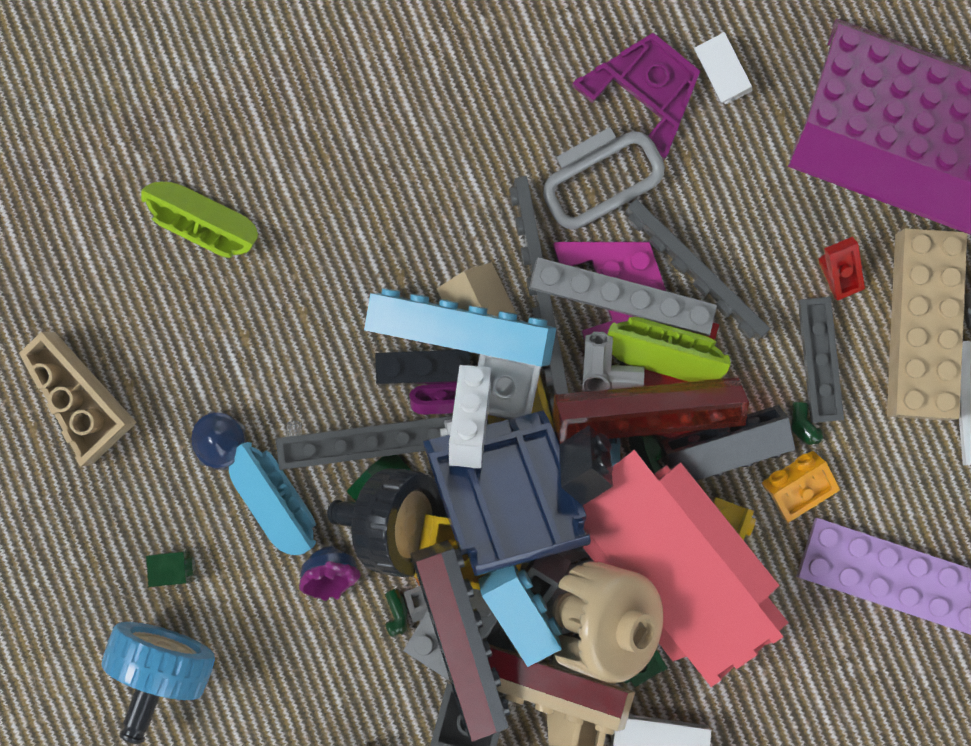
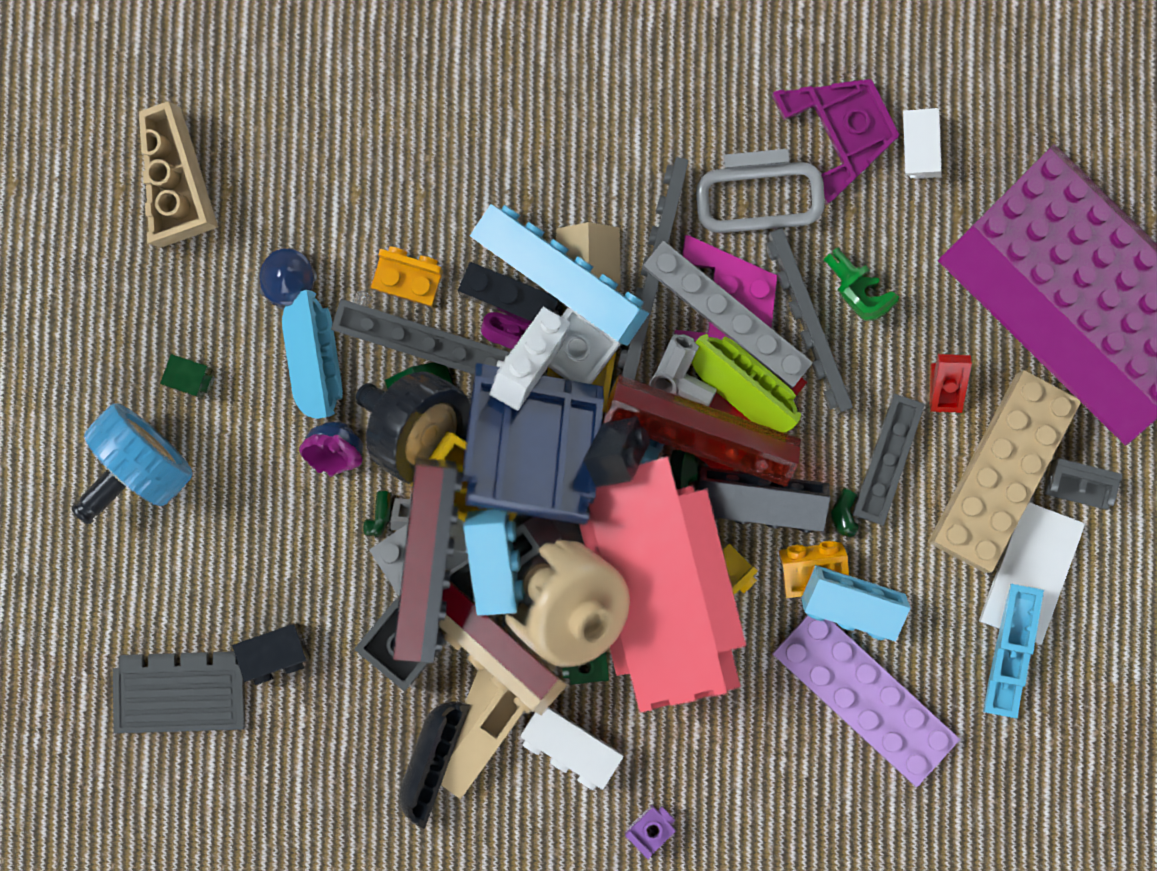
camera: 25 degrees right, 0 degrees up
(199, 219) = (363, 63): lime brick -> none
(324, 391) = (407, 276): none -> light orange bracket
(722, 224) = (854, 285): none -> green piece
(852, 500) = (855, 604): none -> medium azure brick

